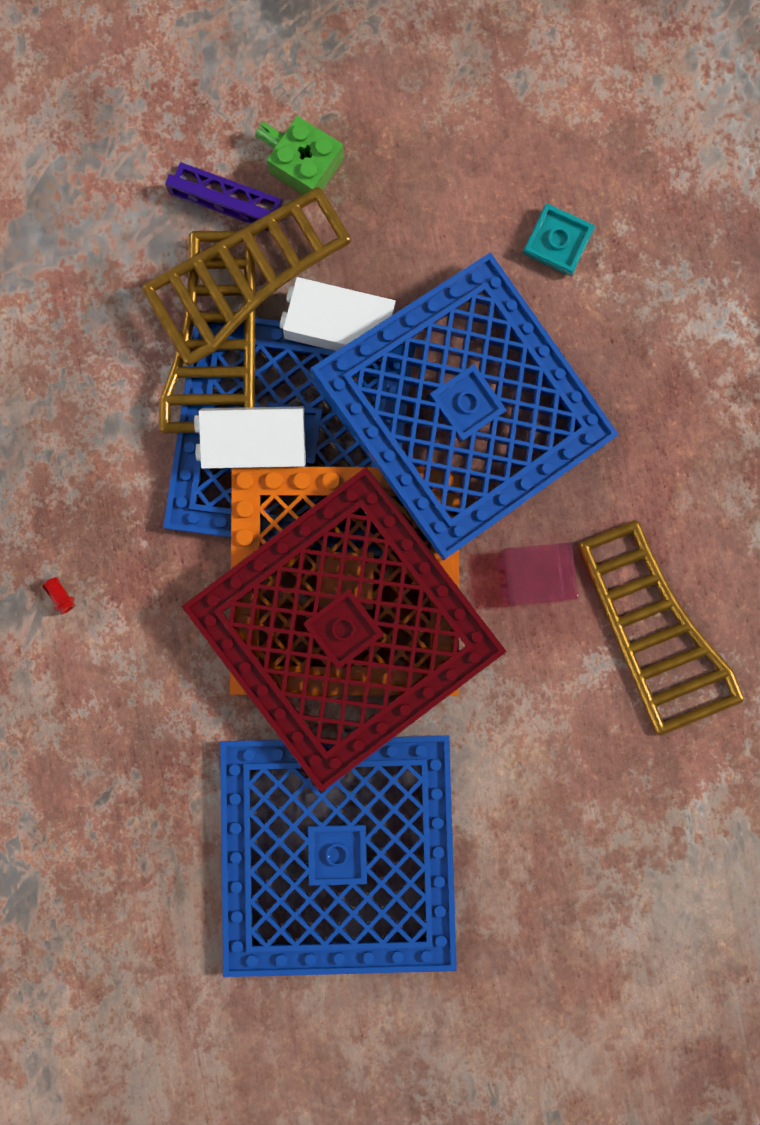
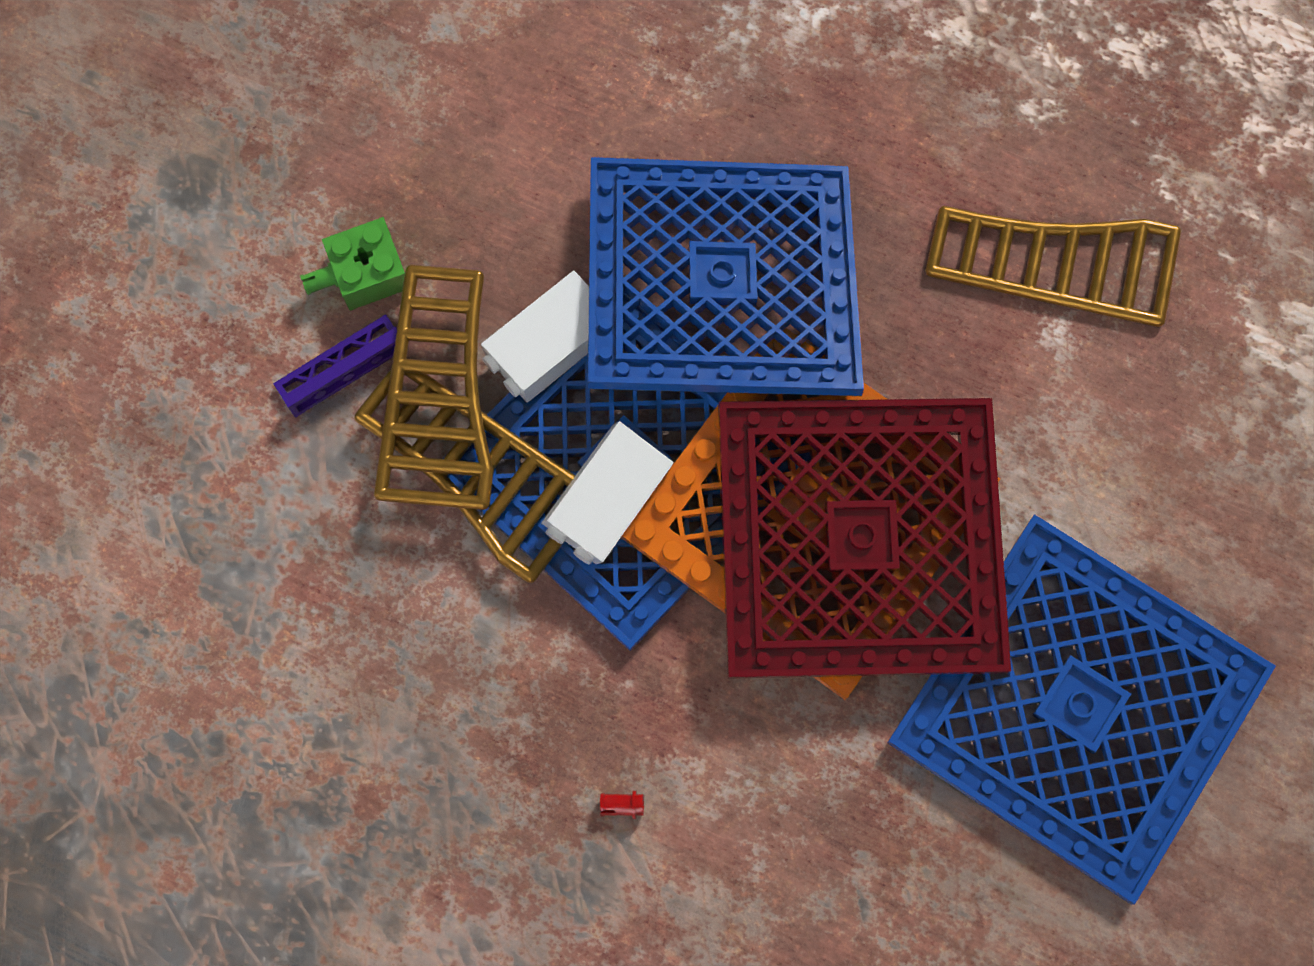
camera: 50 degrees left, 10 degrees down
(537, 574) = (931, 327): clear pink panel -> none
(558, 239) = (621, 95): teal plate -> none

